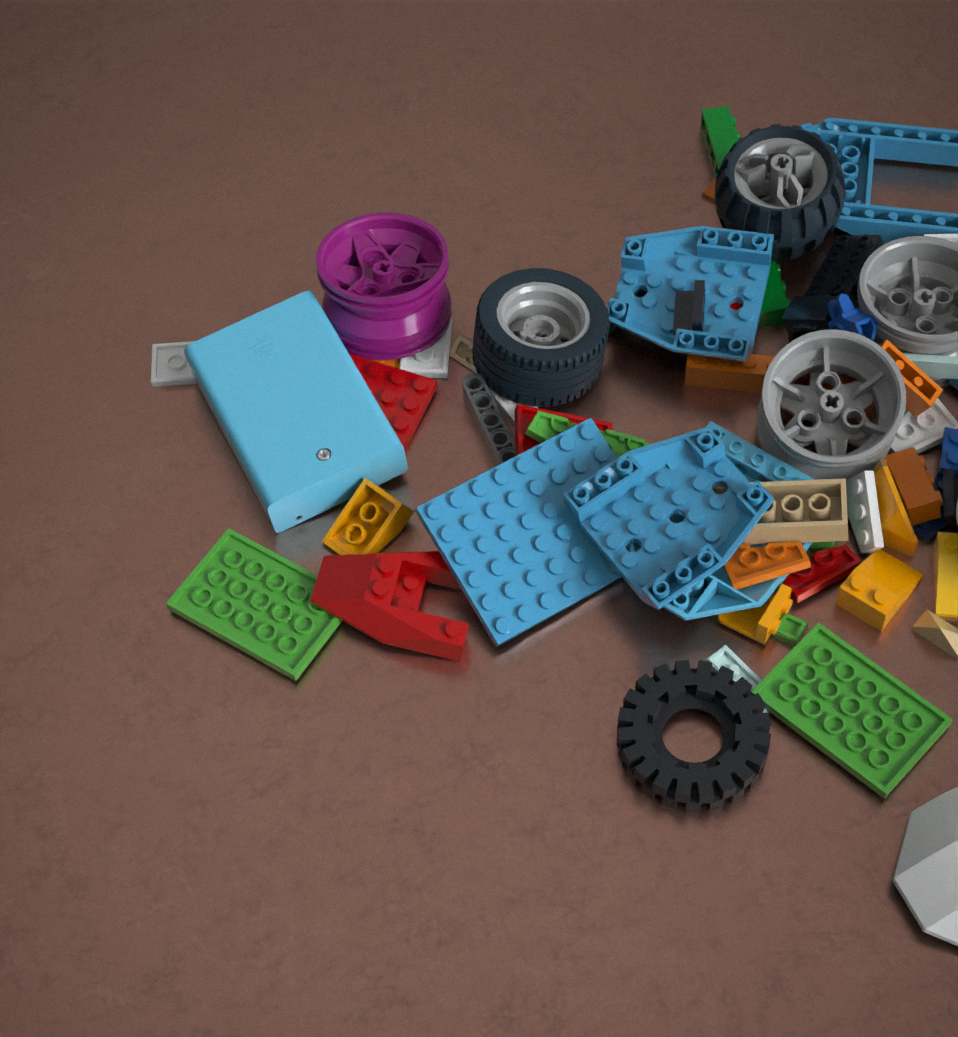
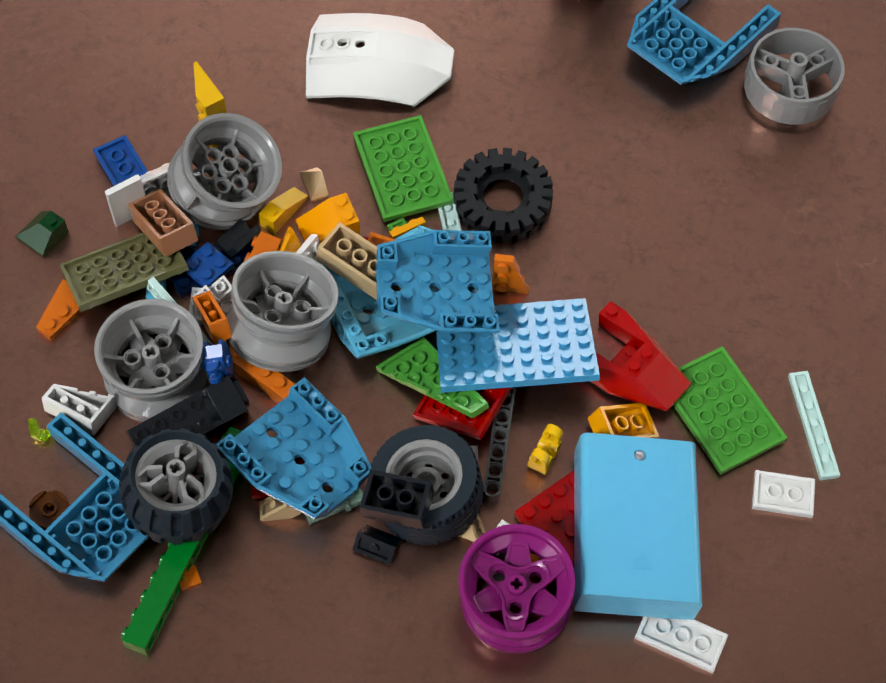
camera: 155 degrees left, 5 degrees up
(141, 646) = (814, 425): none -> light aqua tile
(146, 549) = (783, 494): none -> white tile
(439, 445) = (546, 449): none -> yellow piece
(550, 264) = (397, 499): none -> black brick
(609, 610) = (507, 275): none -> orange wing
(690, 308) = (309, 439): black panel -> none
(886, 183) = (47, 499): none -> reddish brown plate
(930, 428) = (220, 289): none -> white slope

